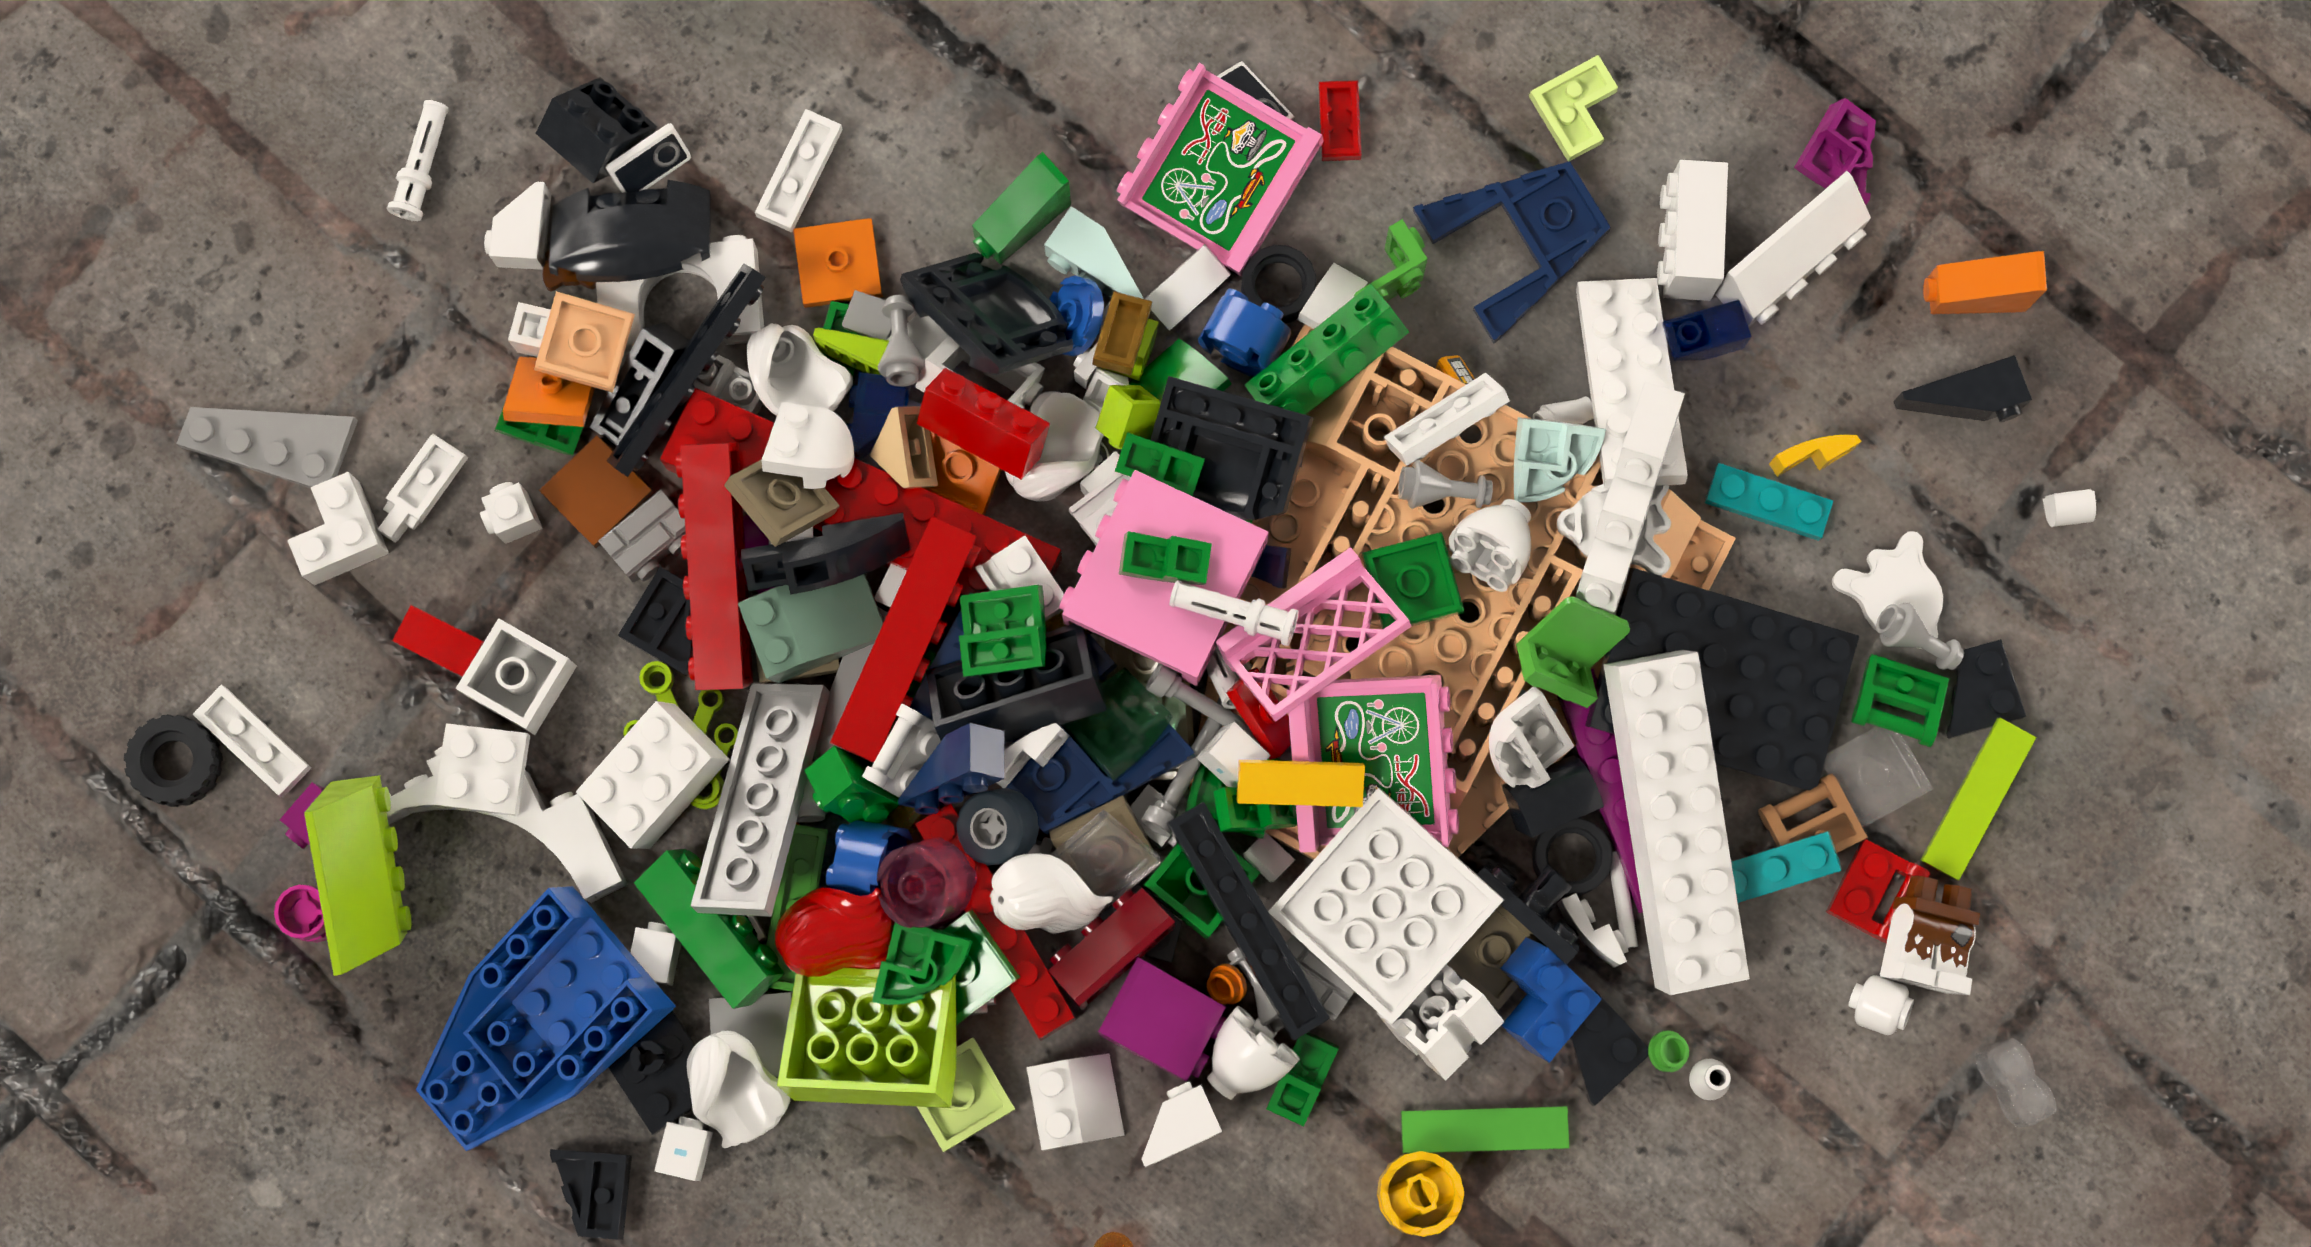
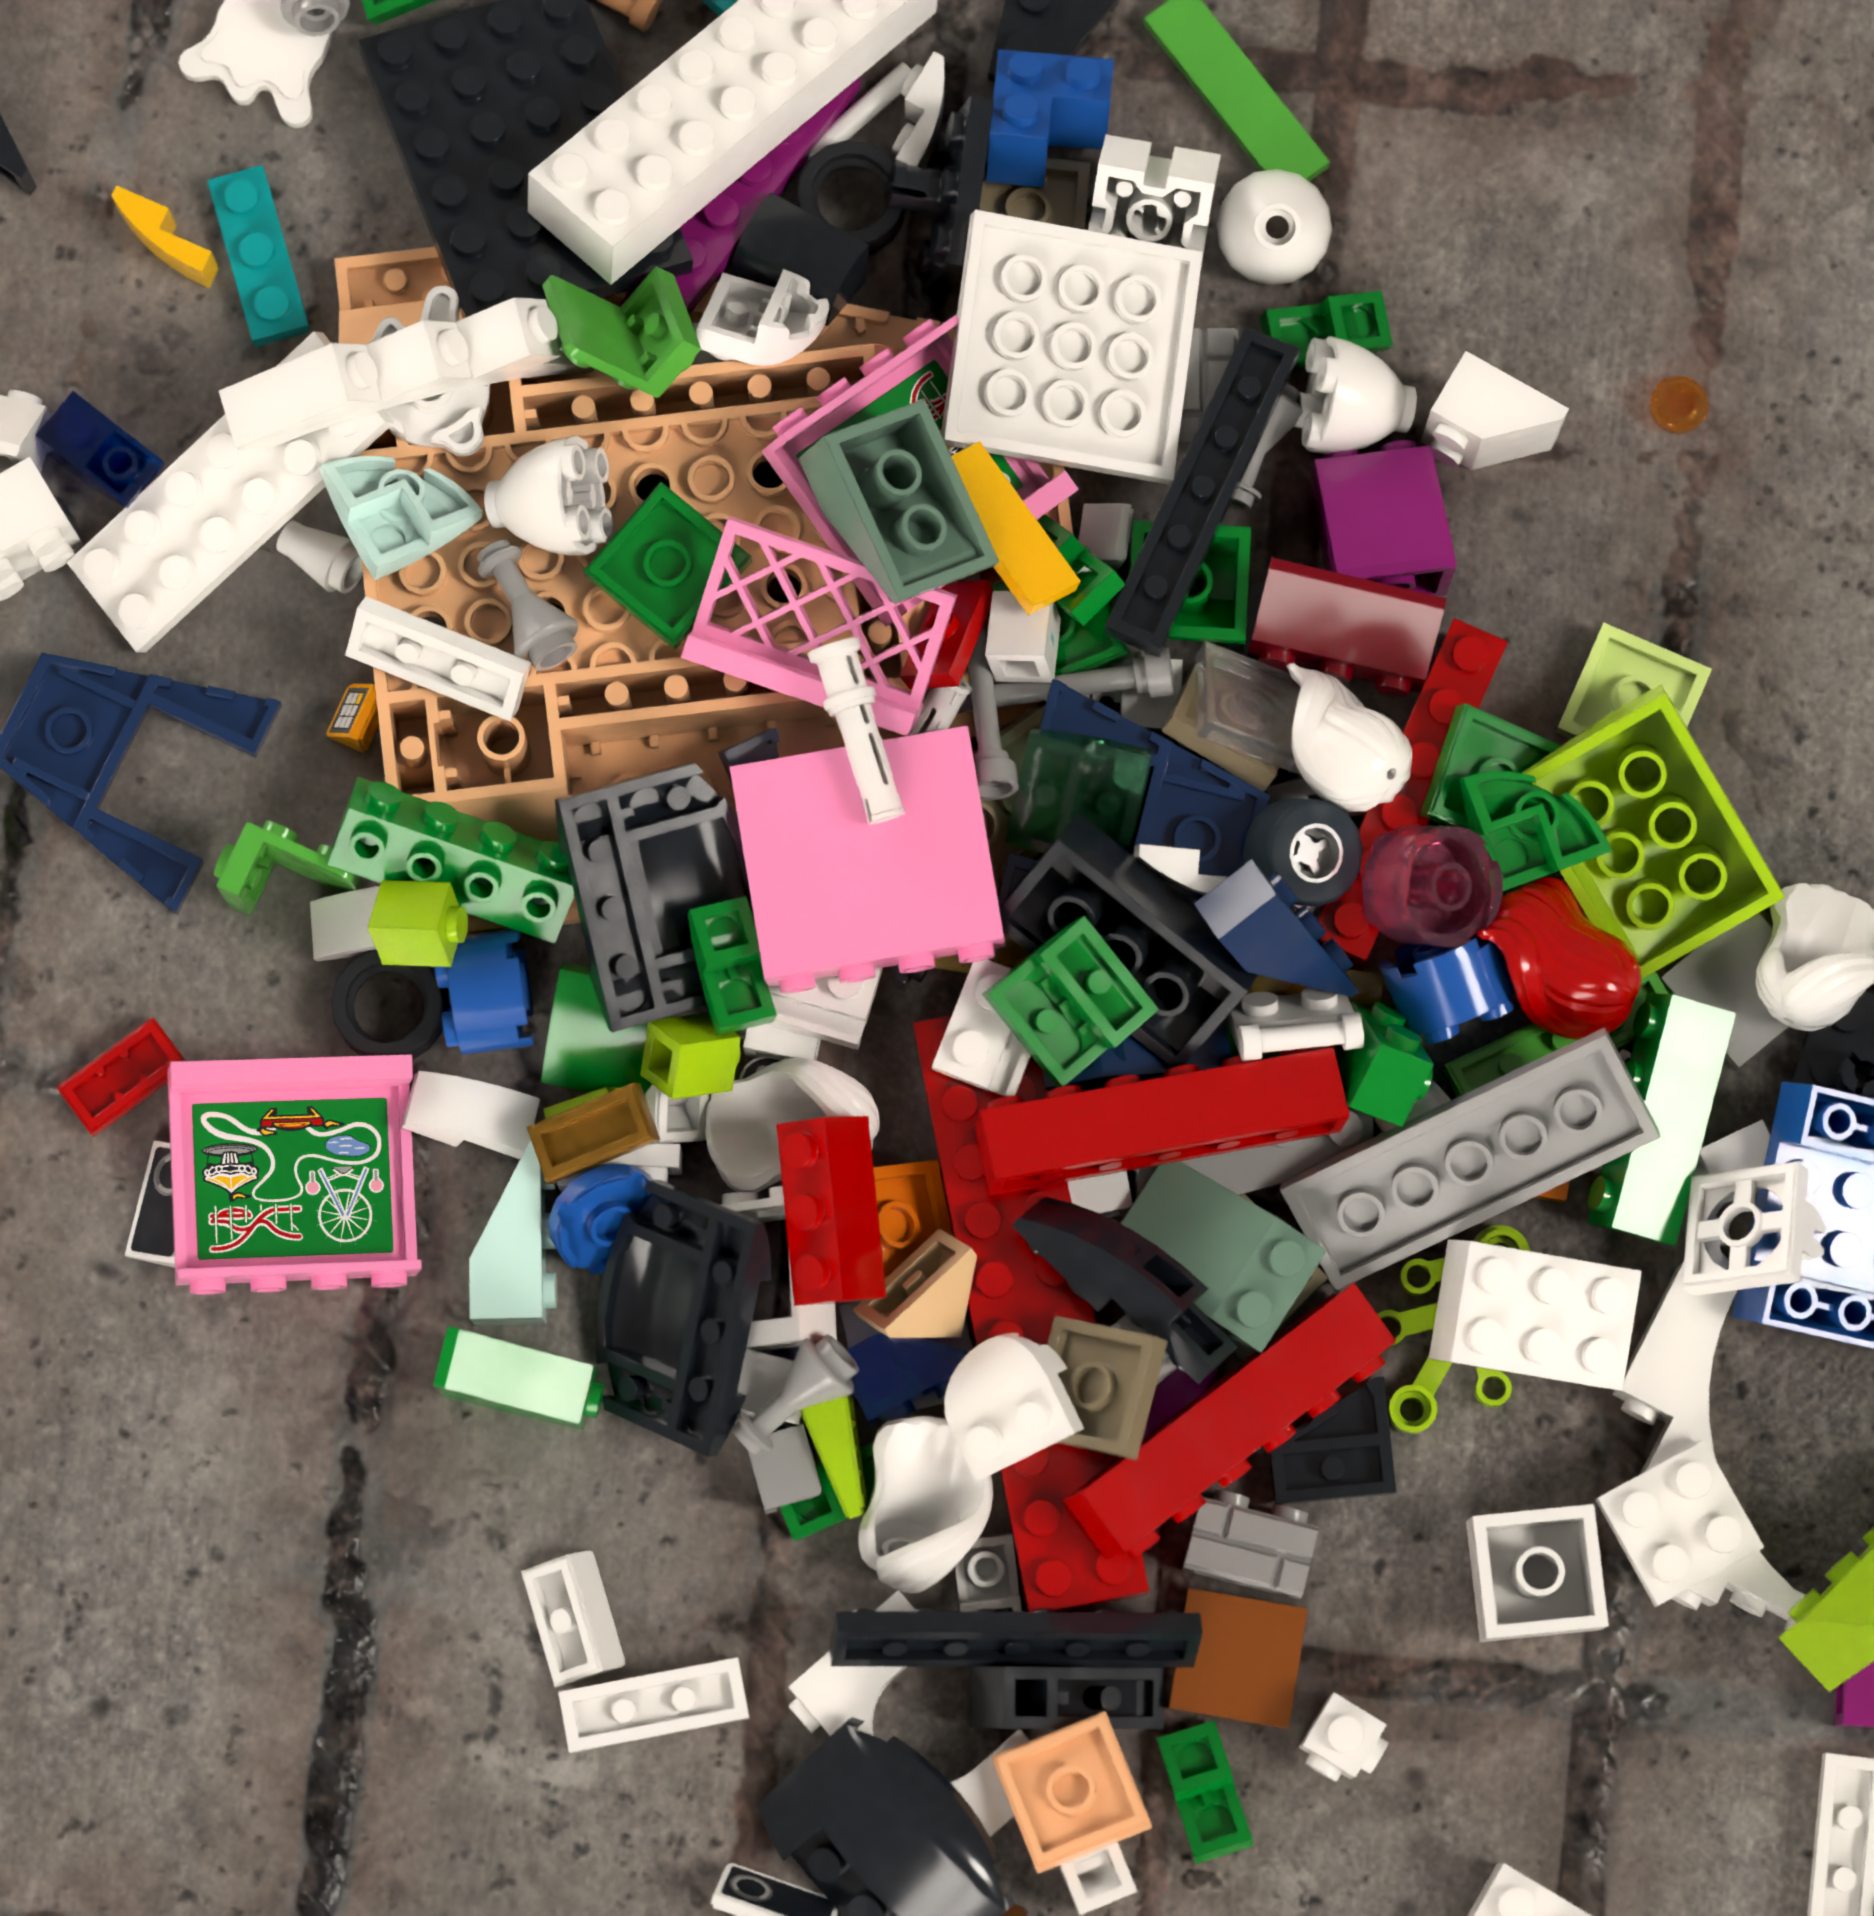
camera: 125 degrees left, 0 degrees up
(420, 486) = (1387, 1879): white hinge -> none
(437, 640) = (1561, 1707): red slope -> none
(545, 398) = (1178, 1798): orange plate -> none
(620, 898) = (1706, 1233): none -> white piece
(837, 262) = (737, 1571): orange plate -> none
(876, 163) = (573, 1617): none -> white slope
(1075, 1101) = (1545, 563): white slope -> none
(1165, 559) = (852, 859): green slope -> none
(1226, 984) = (1284, 485): orange plate -> none
(1303, 310) = (417, 923): none -> lime brick
(1349, 724) = (899, 502): none -> sand green slope
(1395, 1099) = (1244, 220): none -> white piece
(1420, 1193) = (1364, 106): yellow brick -> none

